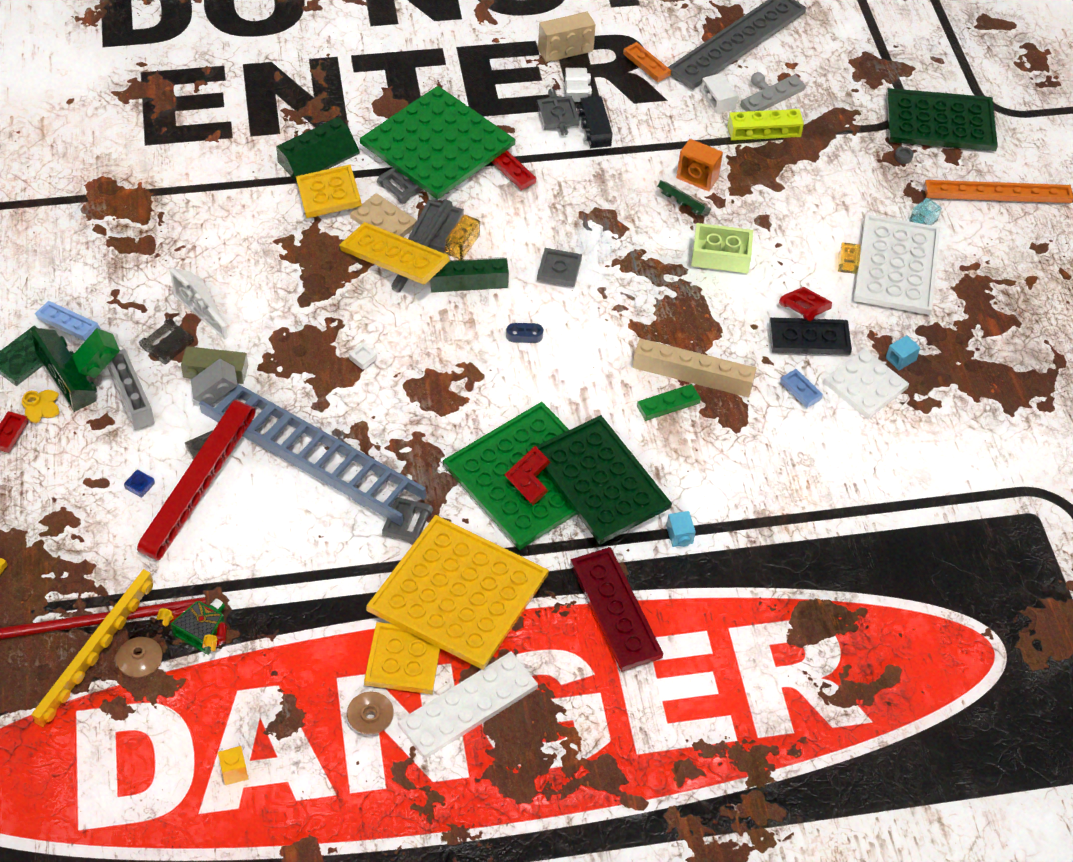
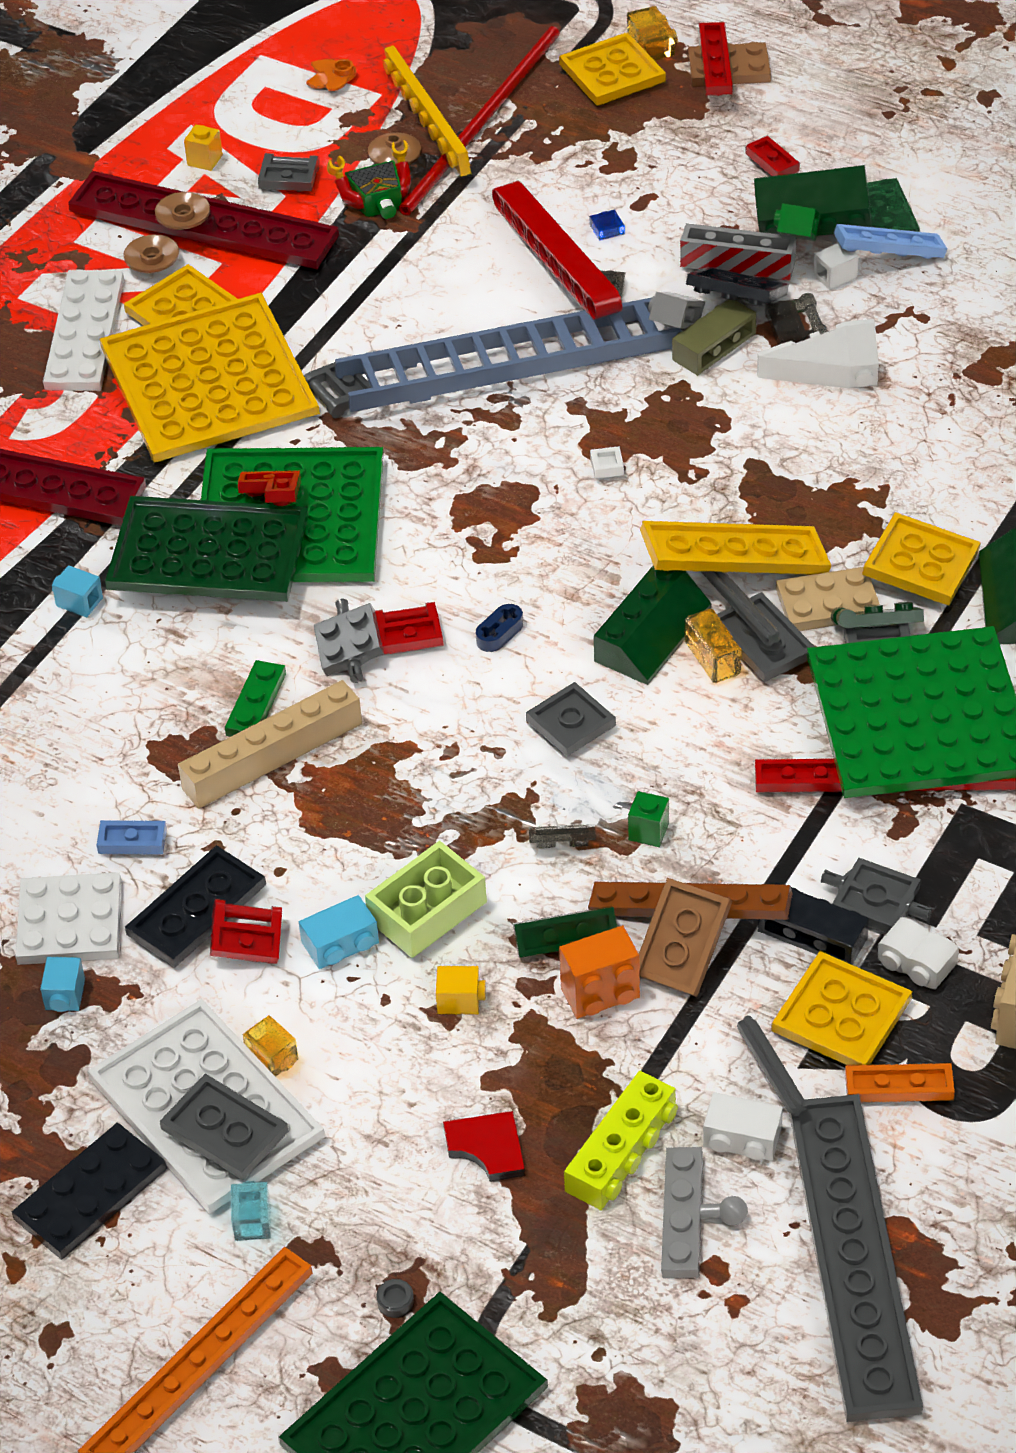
camera: 135 degrees right, 5 degrees down
(82, 756) = (332, 74): none -> orange plate
(167, 366) = (736, 285): none -> black plate
(222, 692) = (288, 173): none -> dark grey plate
(309, 717) = (227, 225): none -> dark red plate
(323, 700) = (182, 210): none -> medium nougat dish
(385, 187) = (875, 615): none -> dark green plate
(566, 363) = (409, 629): none -> red plate
(594, 202) = (648, 819): none -> green brick
(595, 384) = (348, 640): none -> plate
(628, 161) = (641, 898): none -> dark orange plate
(630, 94) = (841, 1011): none -> yellow plate
(632, 229) = (548, 835): none -> clear smoke plate
(652, 149) = (682, 936): none -> medium nougat plate
(682, 97) = (772, 1066): none -> dark grey axle
(752, 214) = (459, 990): none -> yellow brick
(768, 273) = (338, 932): none -> medium azure brick
(809, 167) = (487, 1141): none -> red tile
(906, 237) = (224, 1126): none -> dark grey plate
(975, 277) = (89, 1190): none -> black plate

